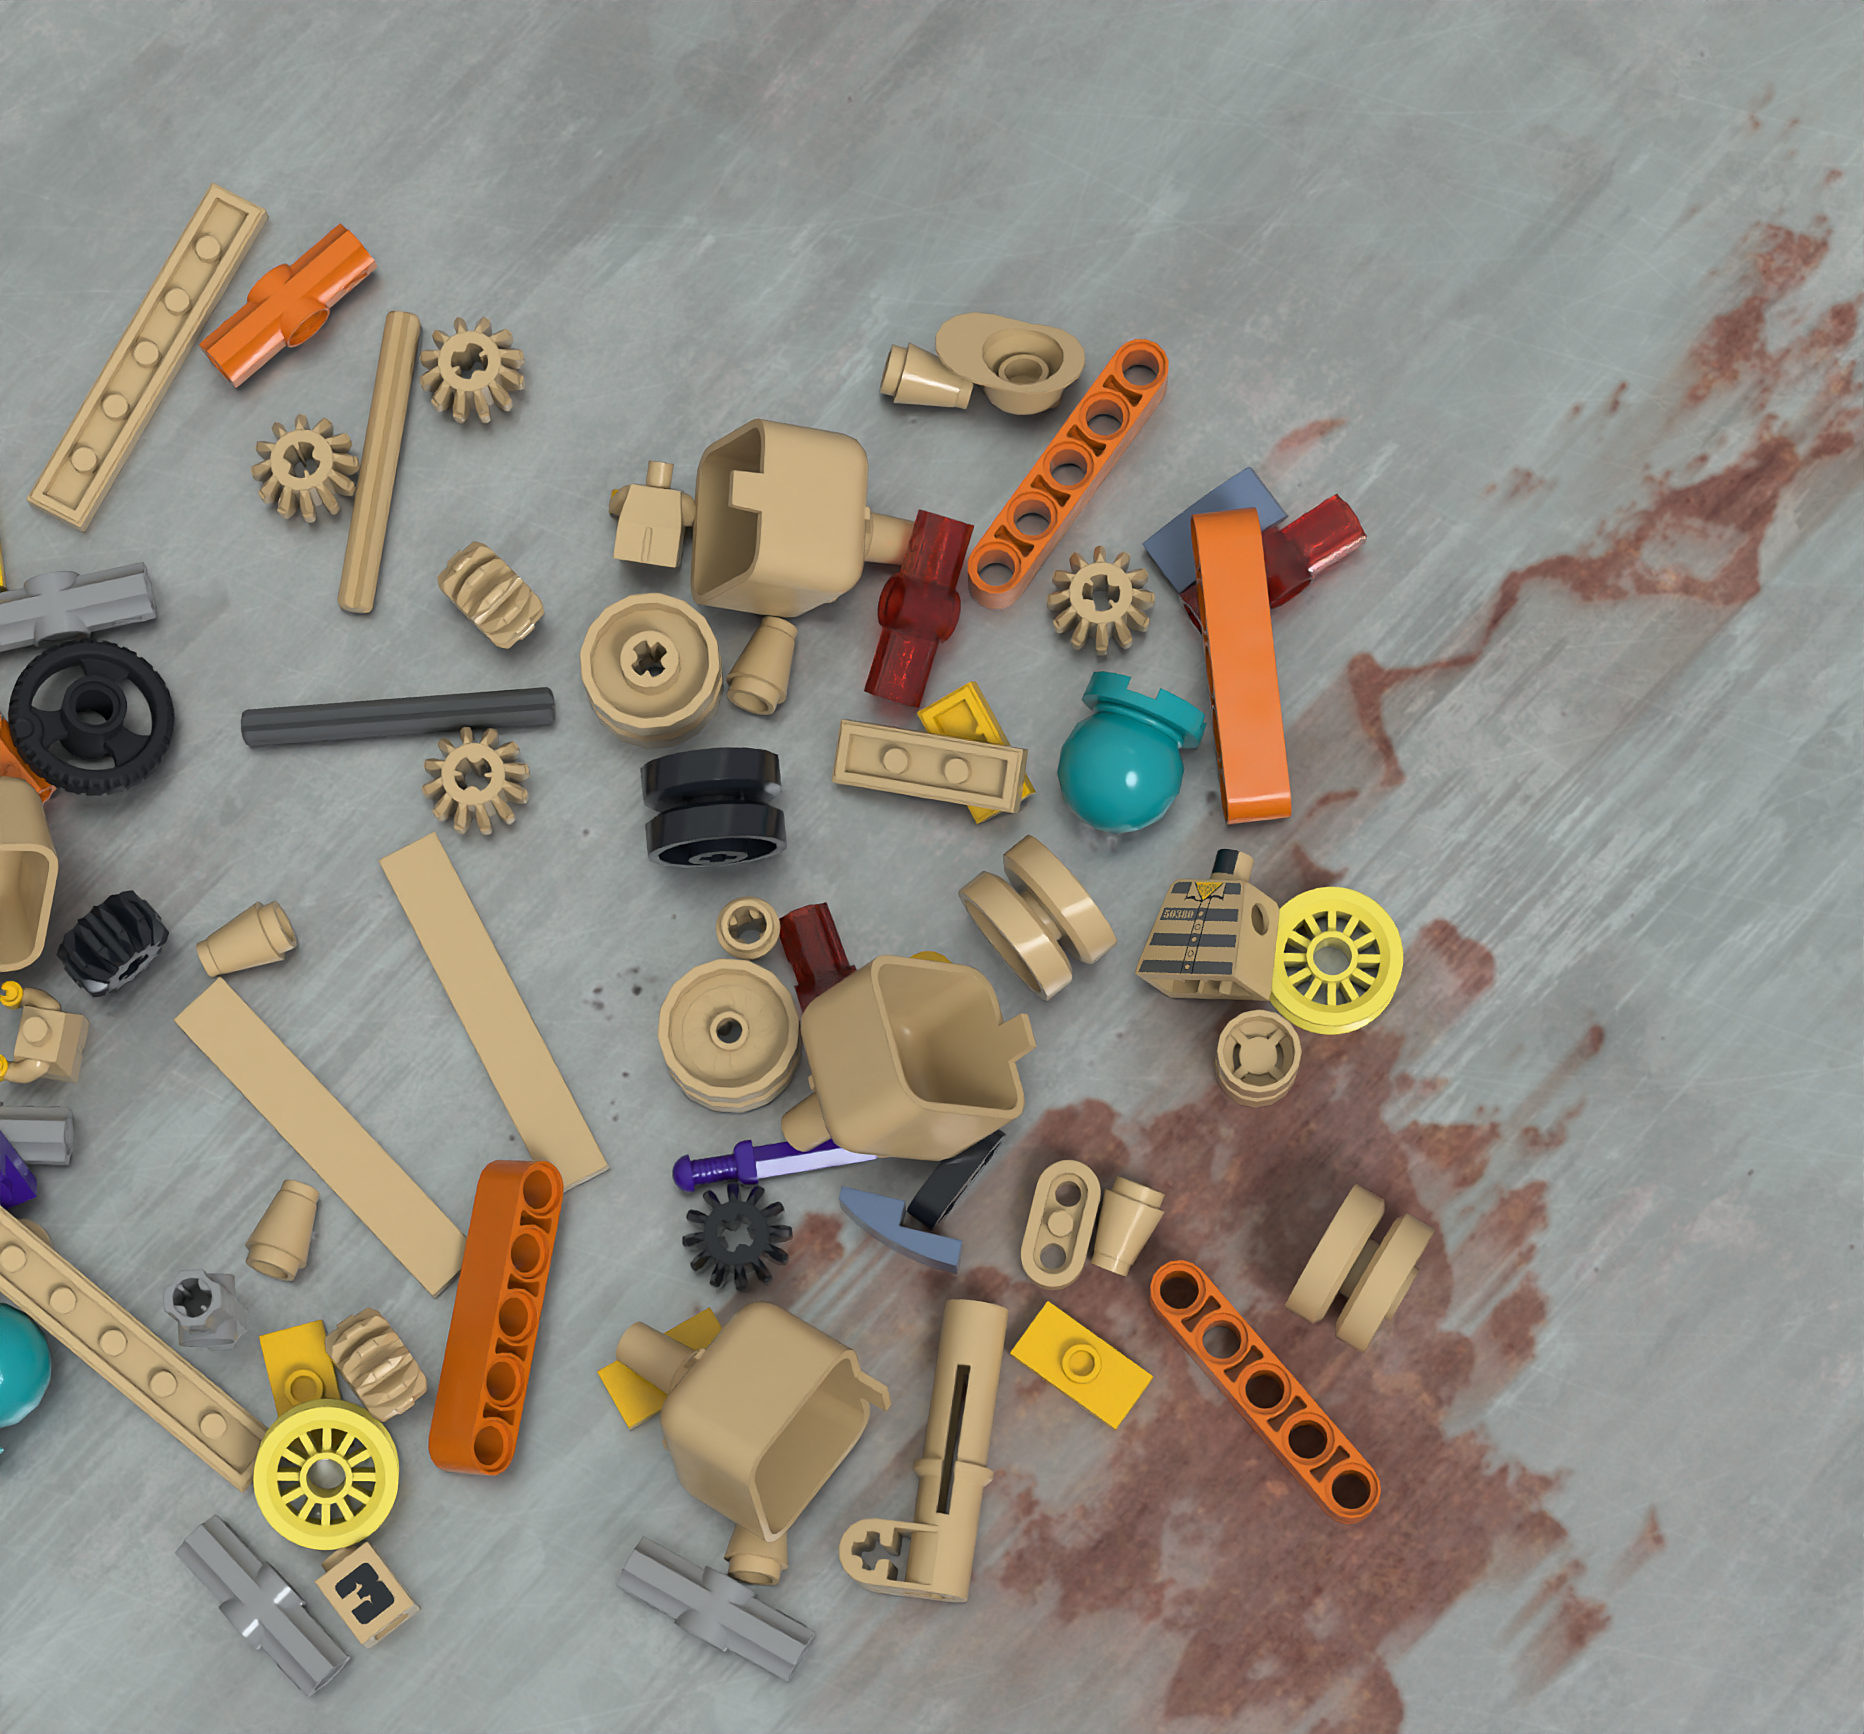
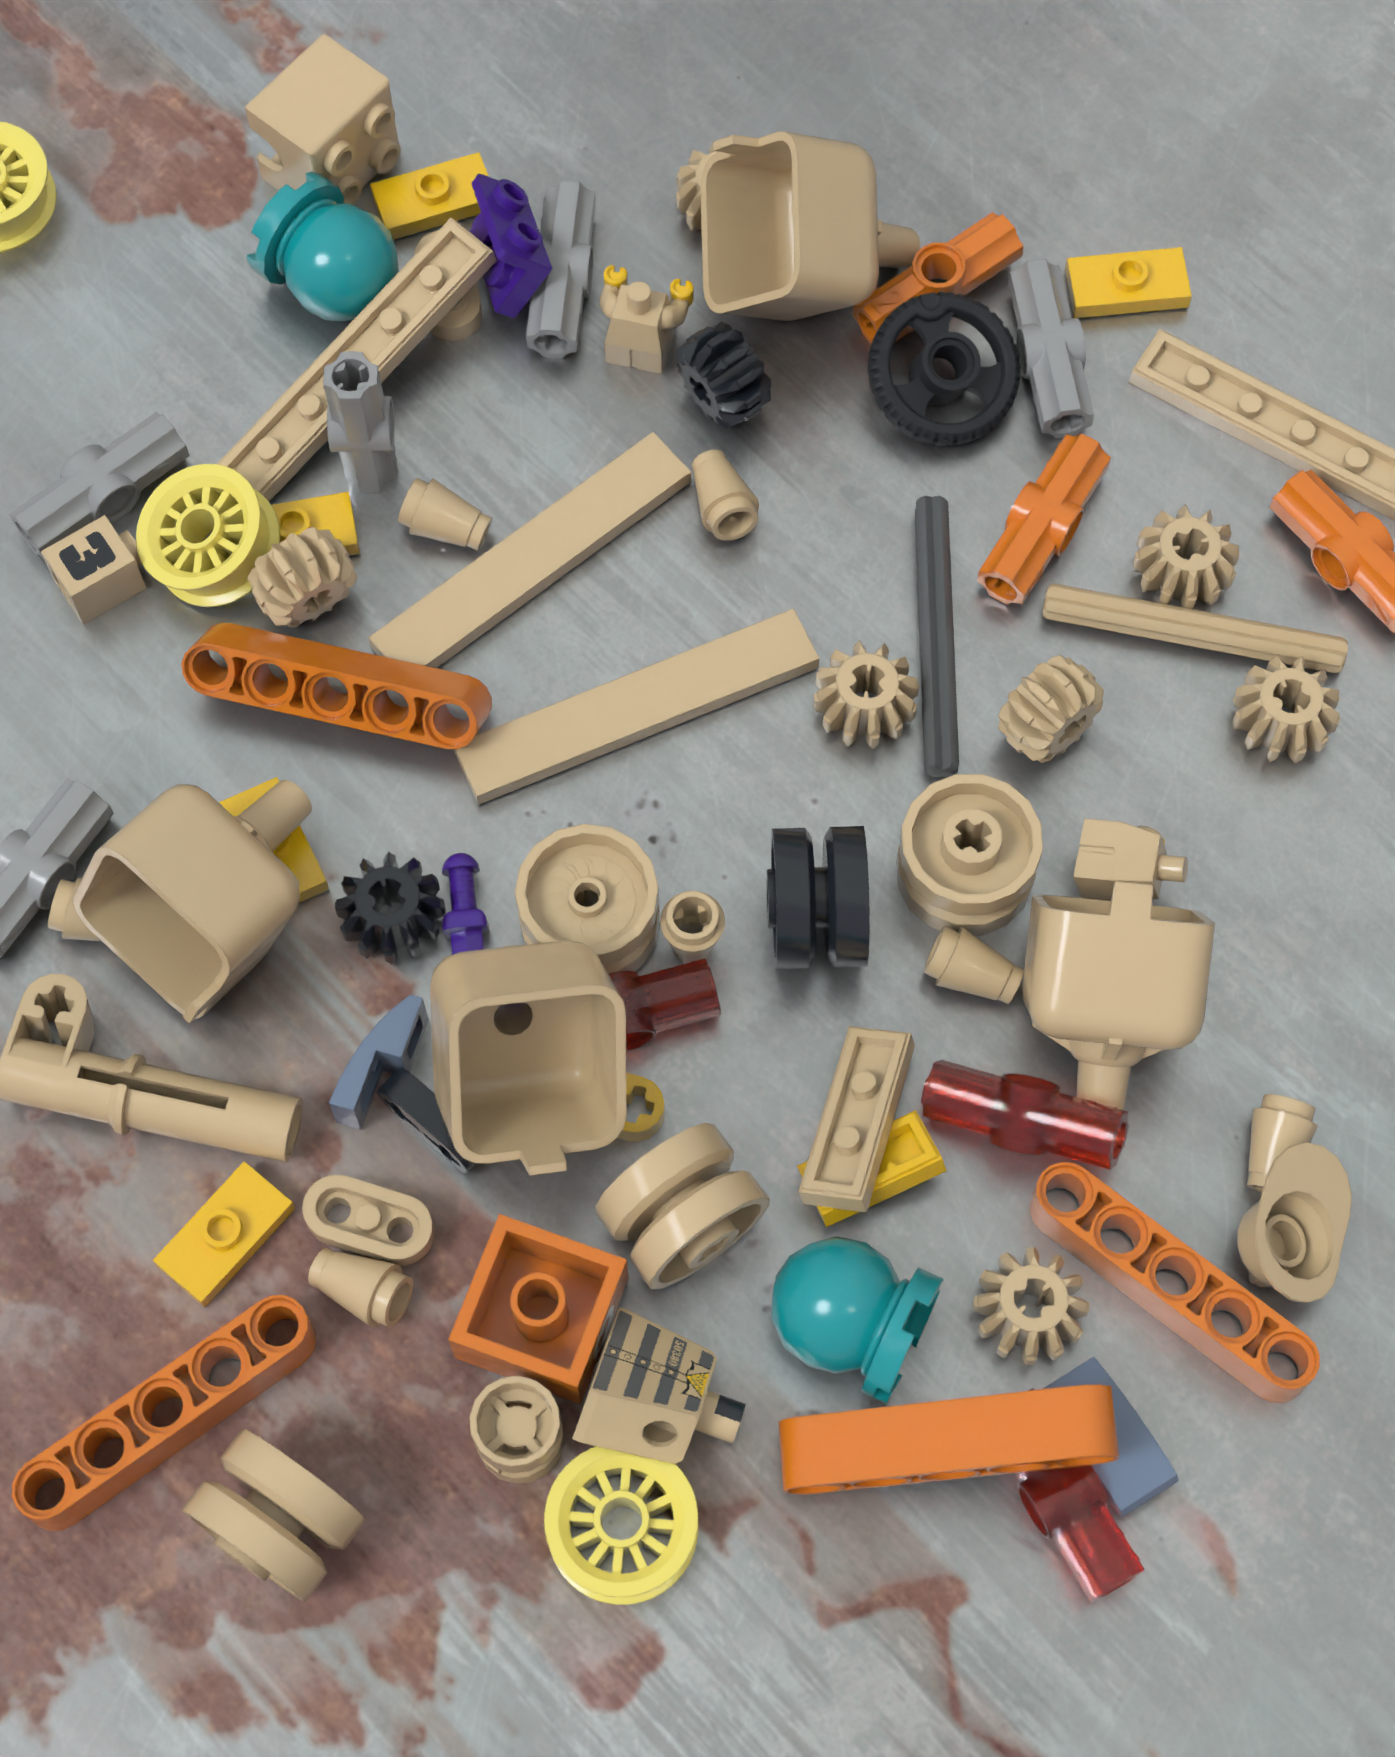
camera: 90 degrees right, 10 degrees down
(263, 610) = (1043, 519): none -> orange piece
(1142, 1046) = (539, 1308): none -> orange brick

